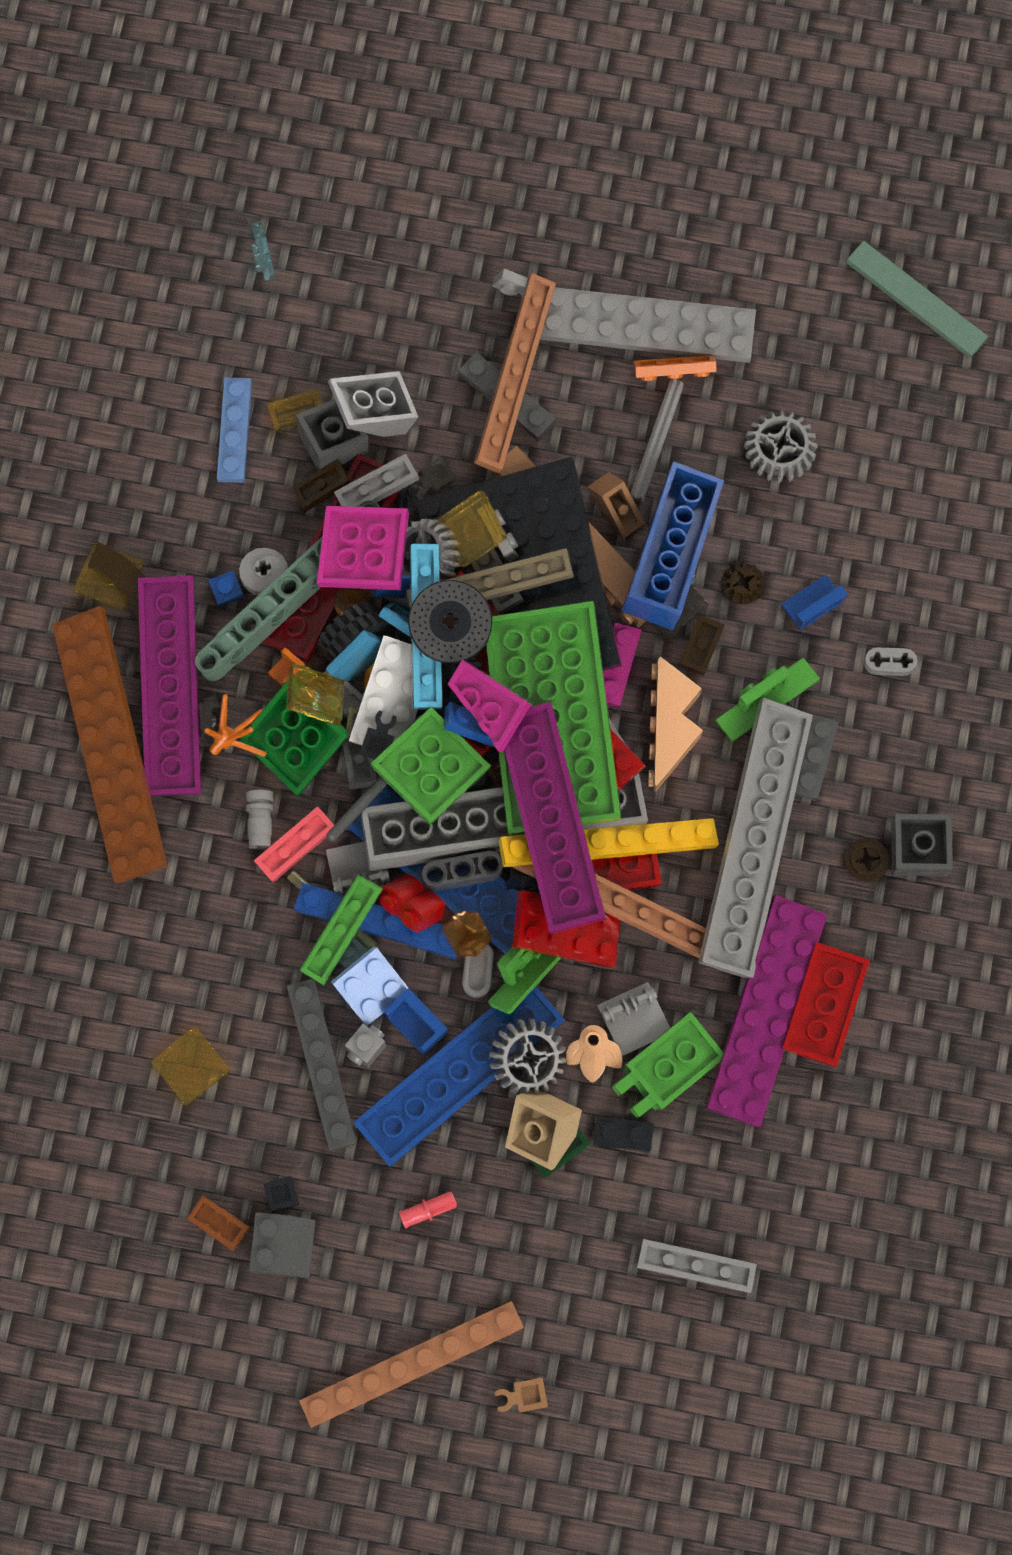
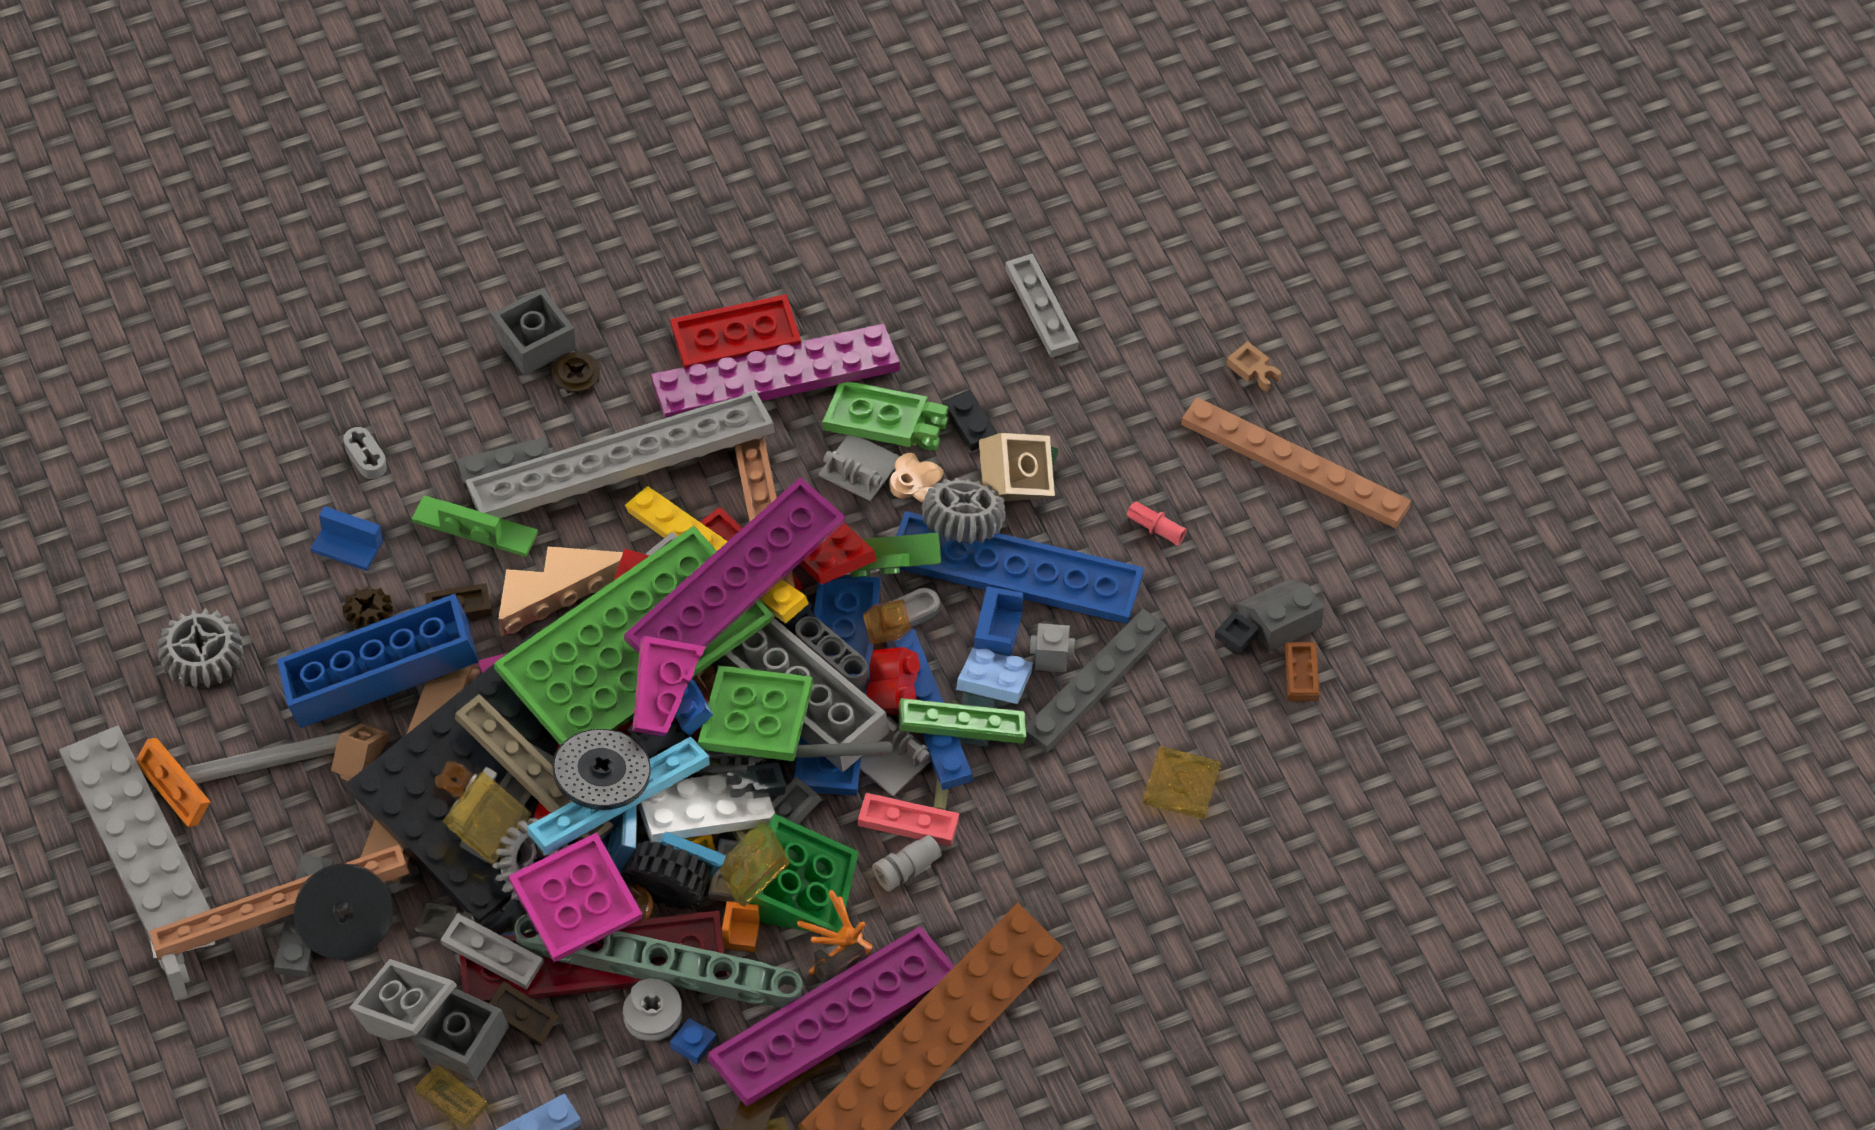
camera: 125 degrees left, 20 degrees down
(477, 408) = (355, 932): none -> black piece
(519, 527) = (455, 770): none -> clear orange plate

